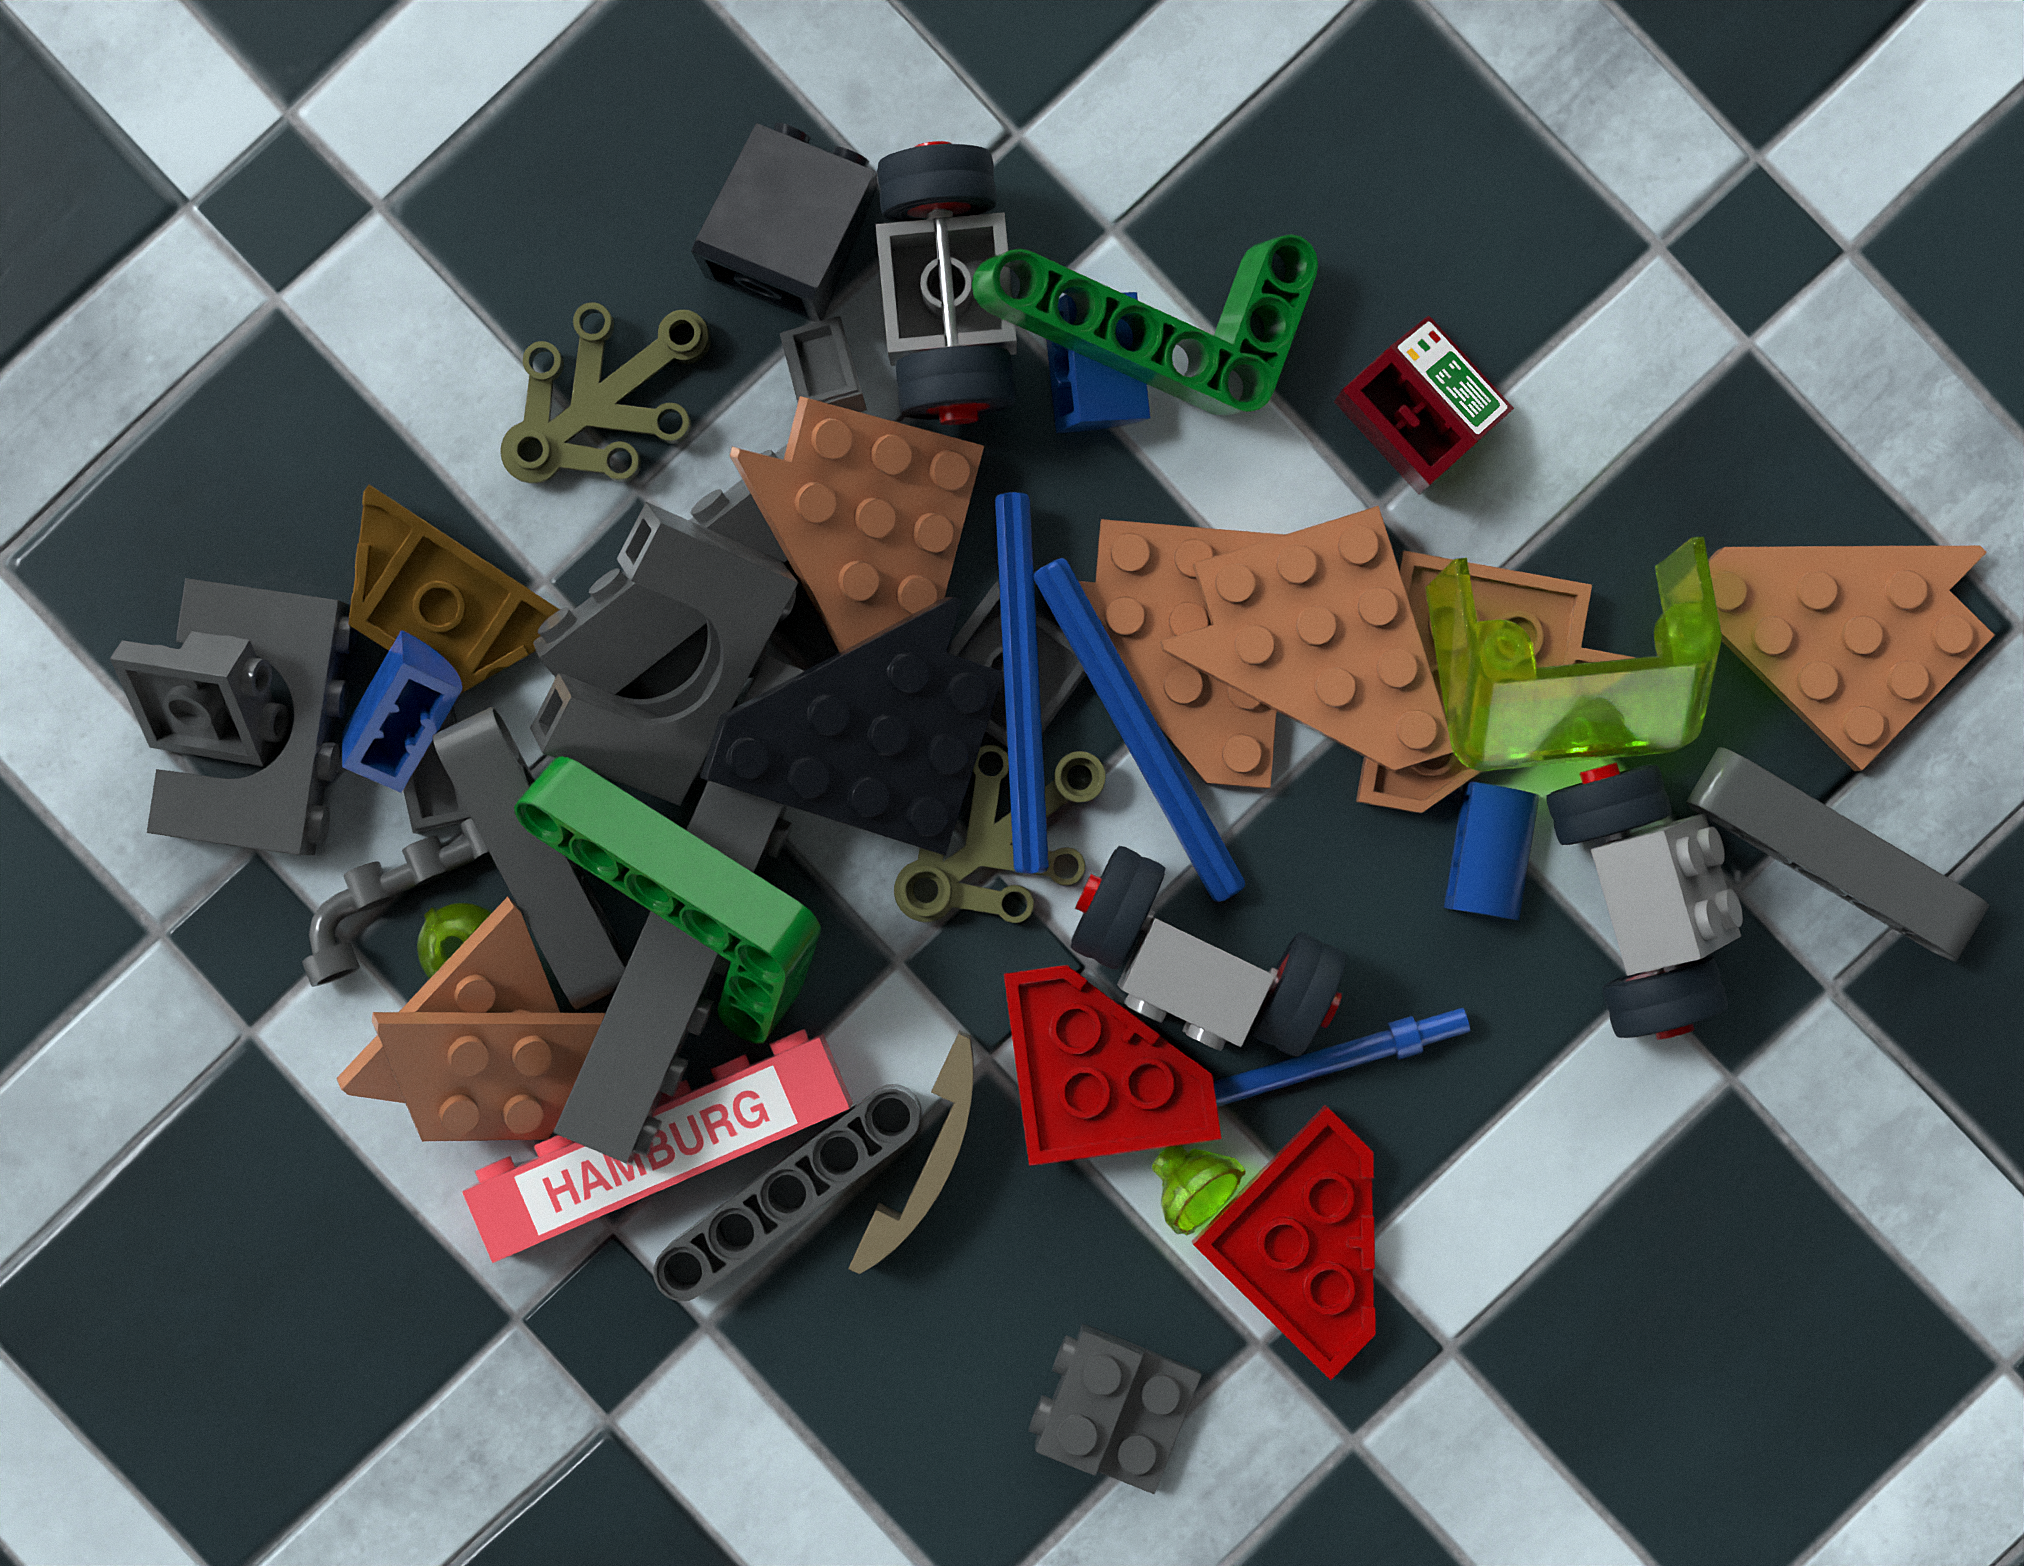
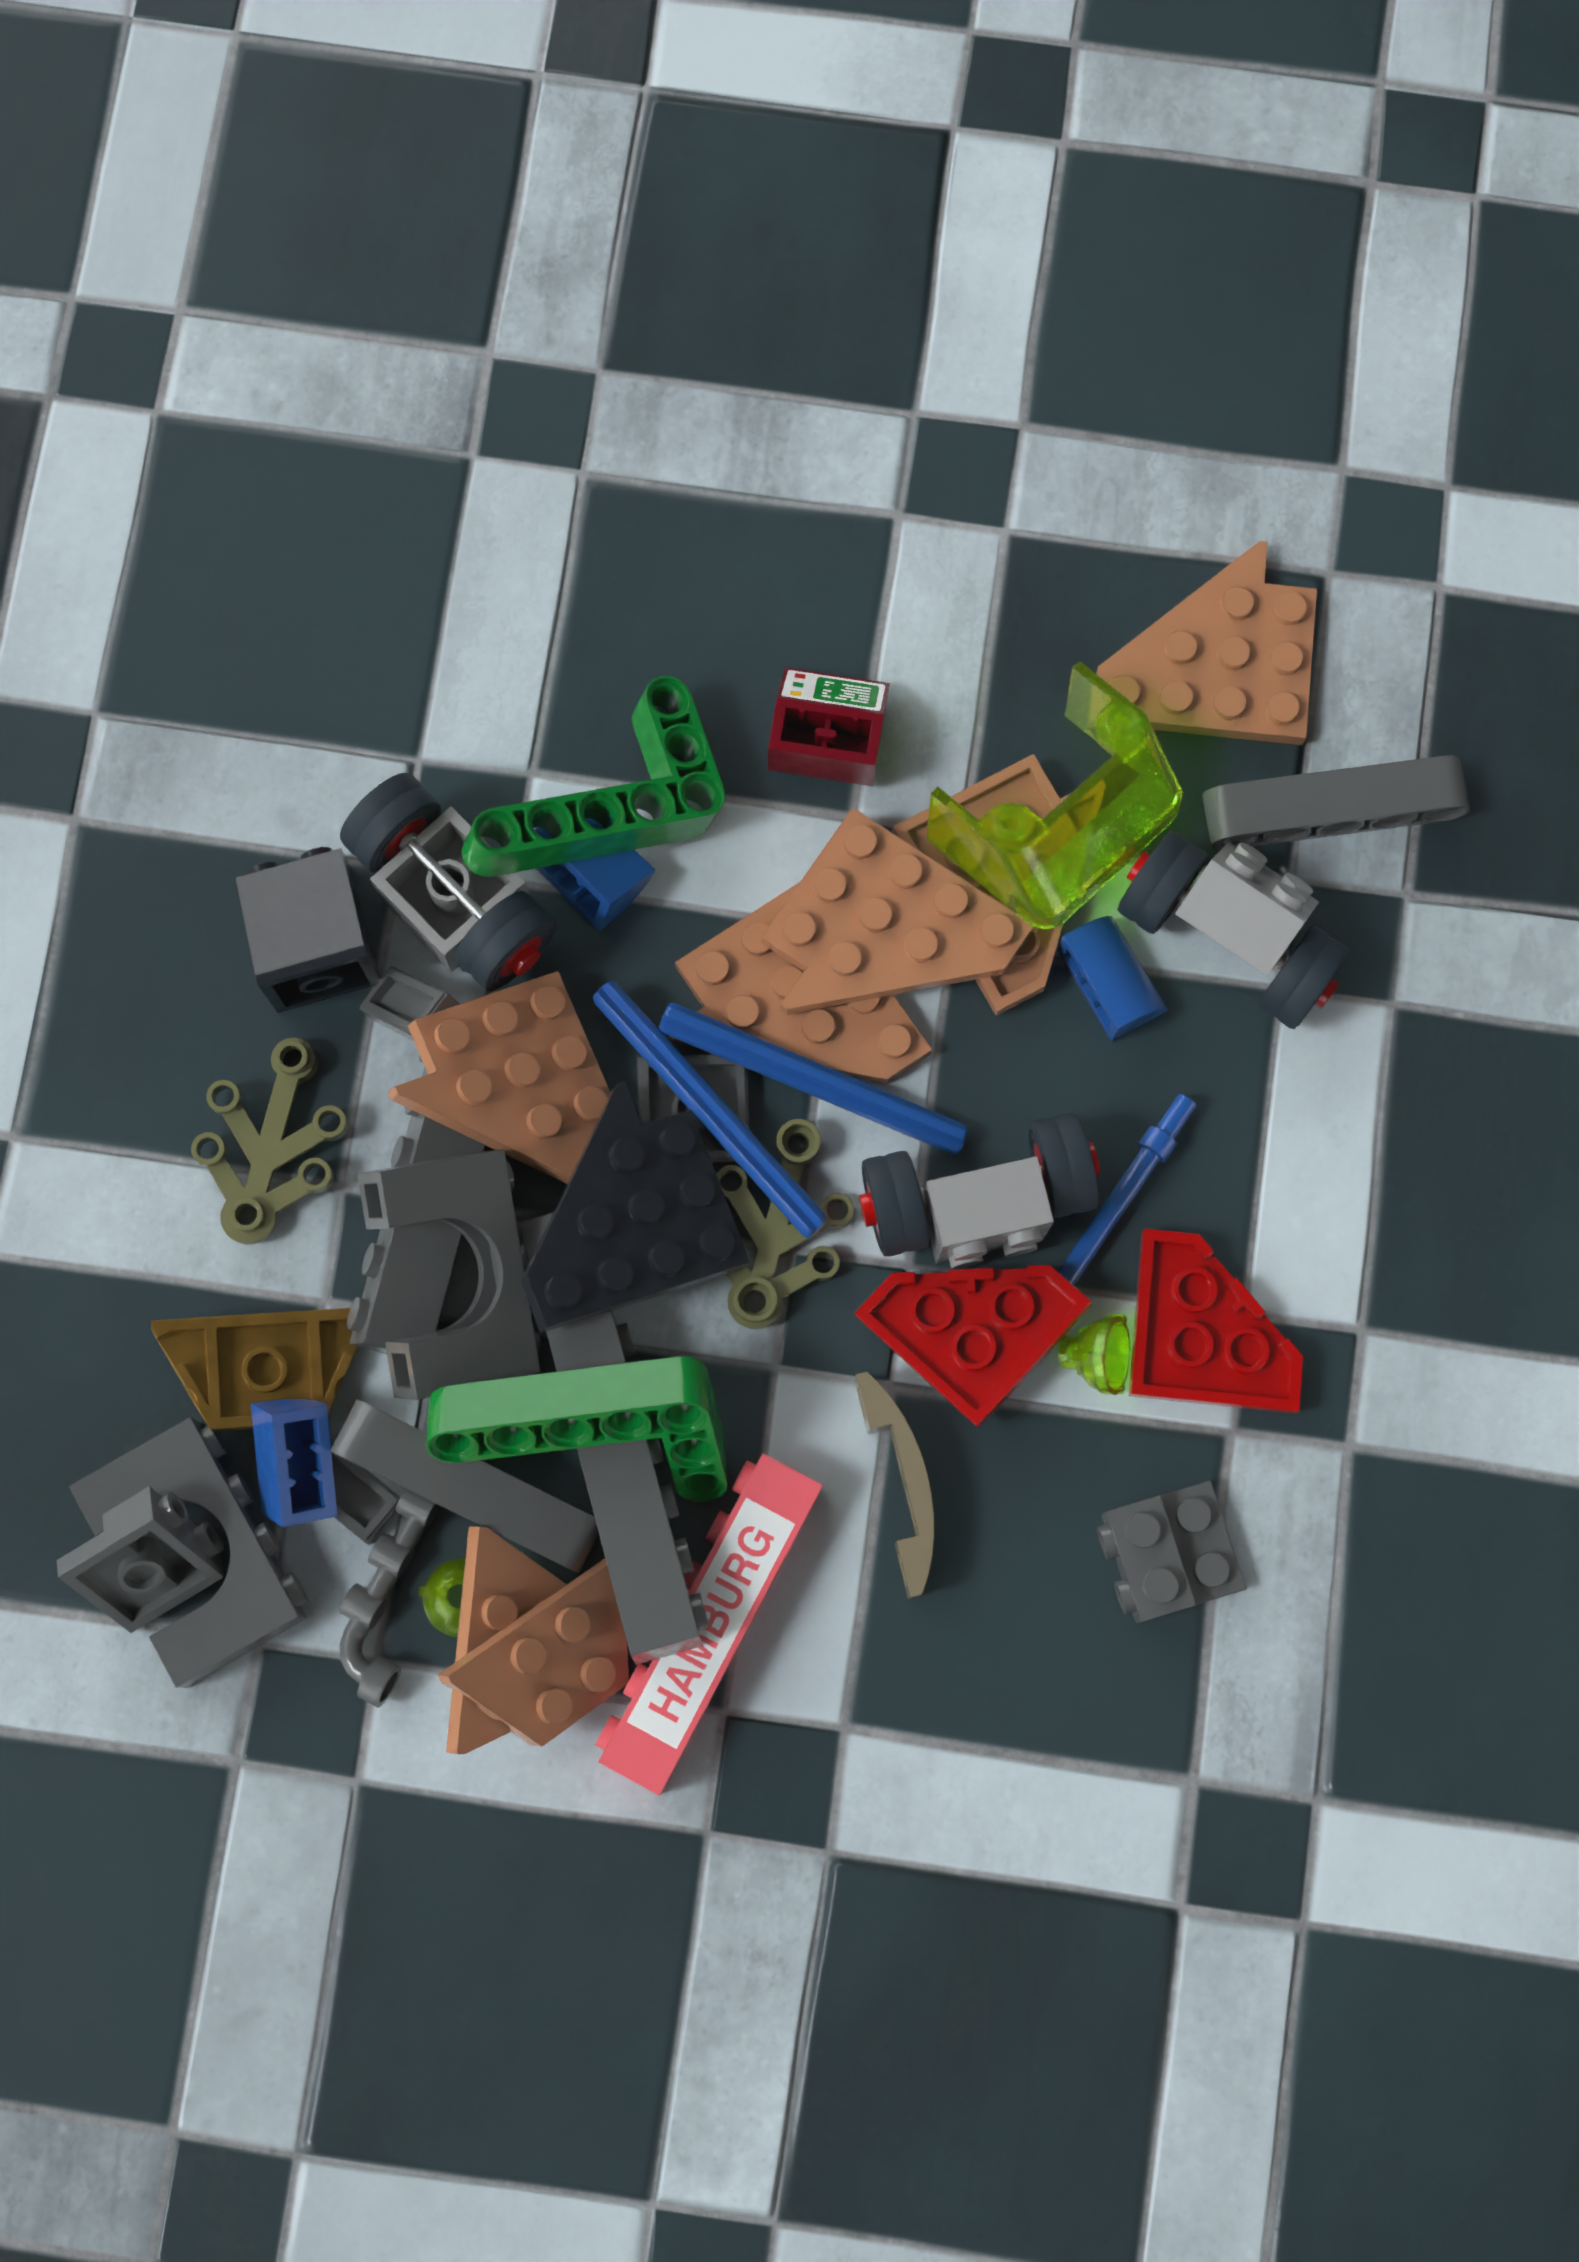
camera: 40 degrees left, 10 degrees down
(768, 1216) = (827, 1552): dark grey beam -> none

